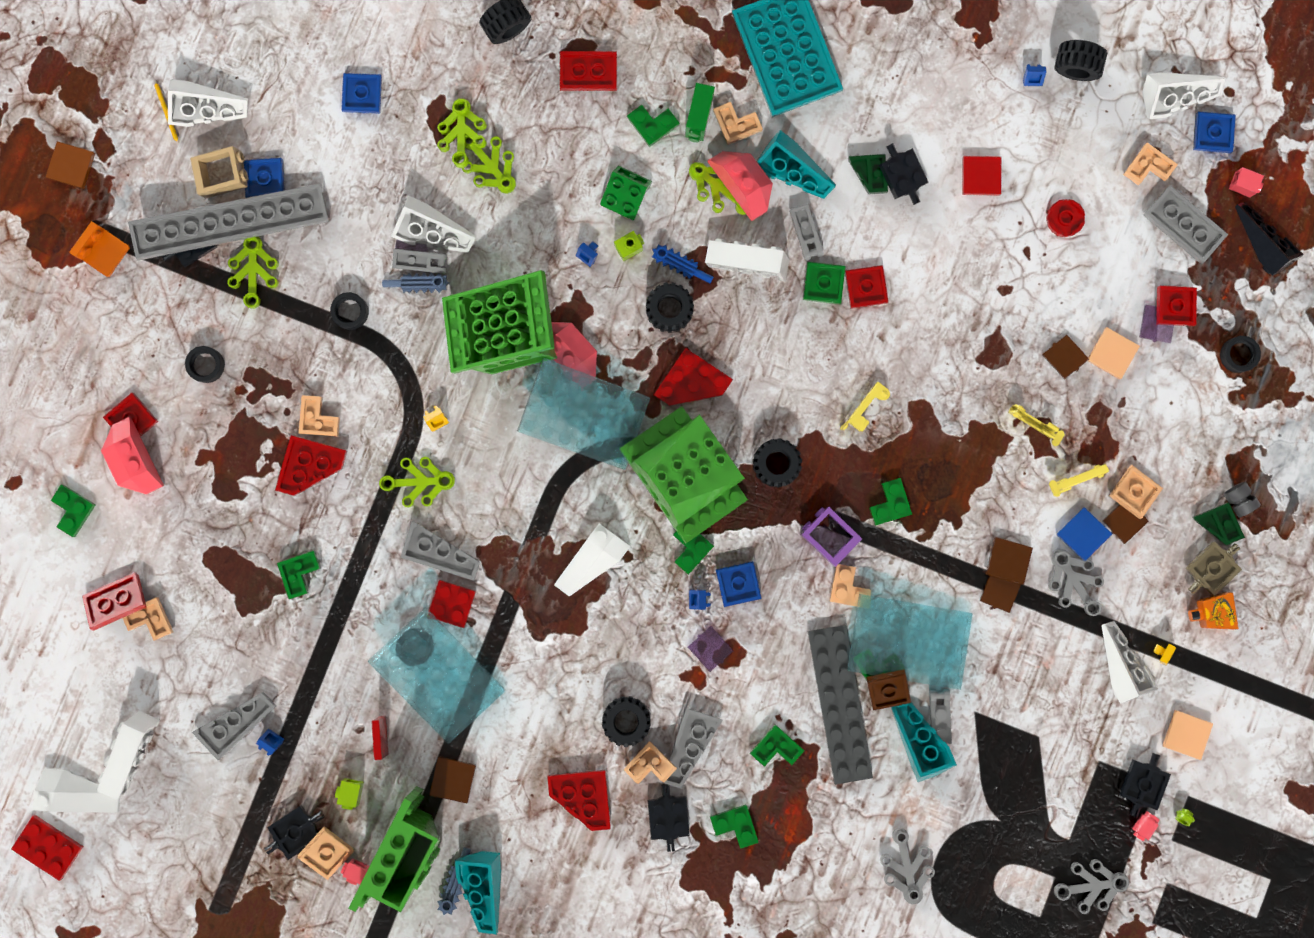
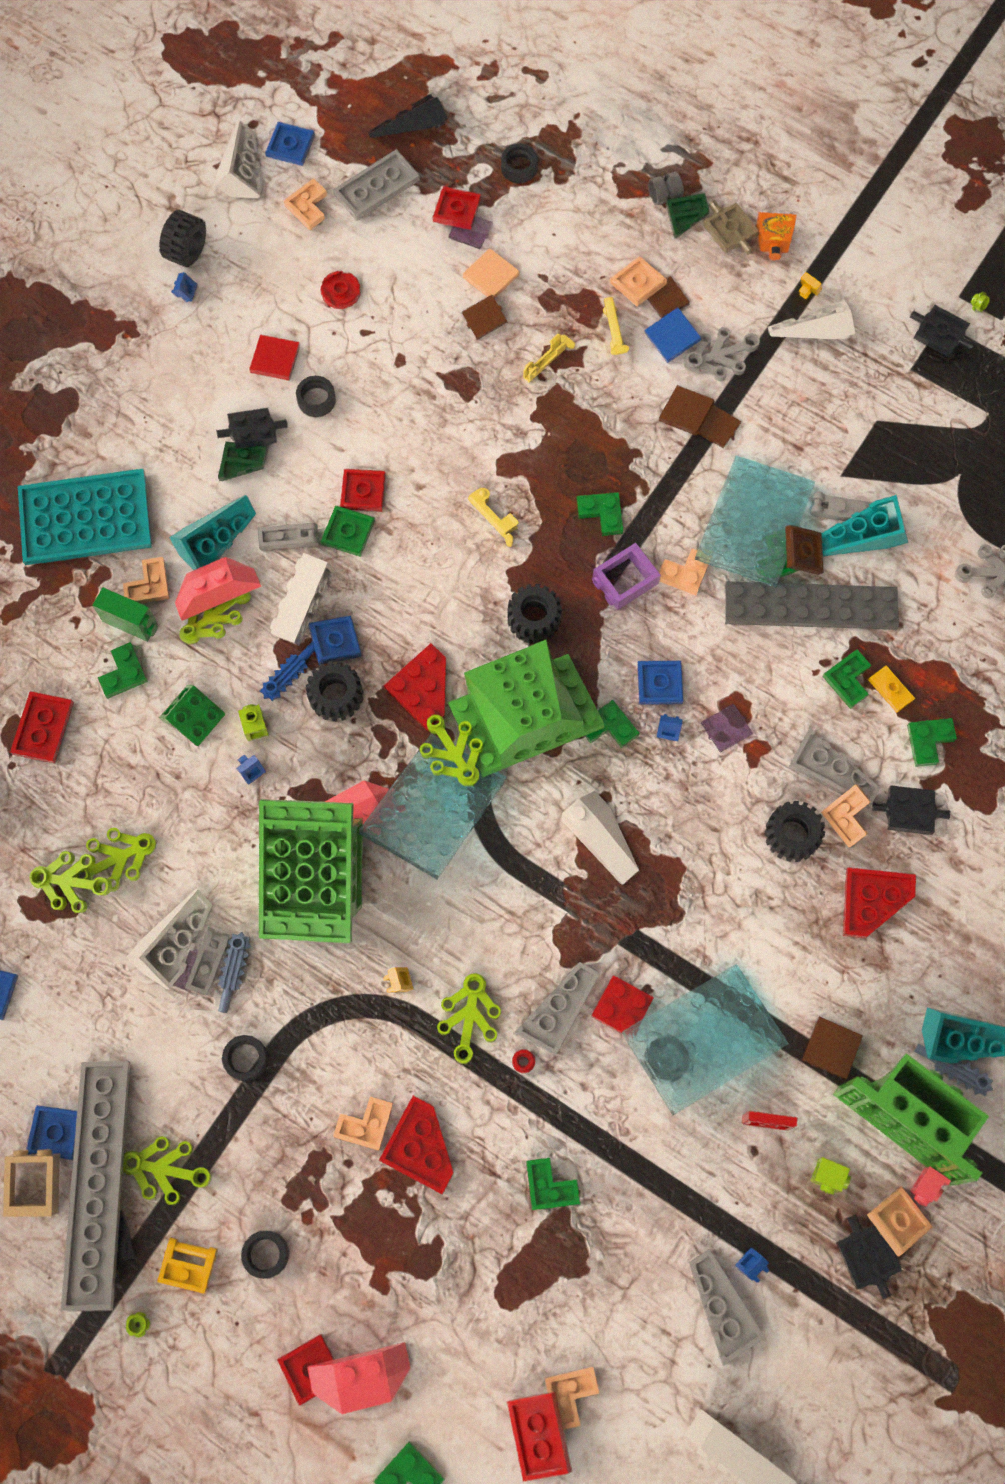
camera: 75 degrees left, 15 degrees down
(100, 249) = (85, 1363): orange bracket -> none
(132, 278) = (131, 1324): none -> lime plate
(179, 307) = (186, 1274): none -> yellow plate
(386, 535) = (520, 1054): none -> red plate
(633, 421) = (453, 752): none -> lime plant
(718, 296) = (334, 640): none -> blue tile
(775, 786) = (891, 689): none -> yellow plate
(948, 208) = (311, 383): none -> black tyre
(1145, 826) = (984, 337): coral brick -> none
(1187, 734) = (895, 284): light nougat tile -> none
(1246, 182) = (348, 124): coral brick -> none

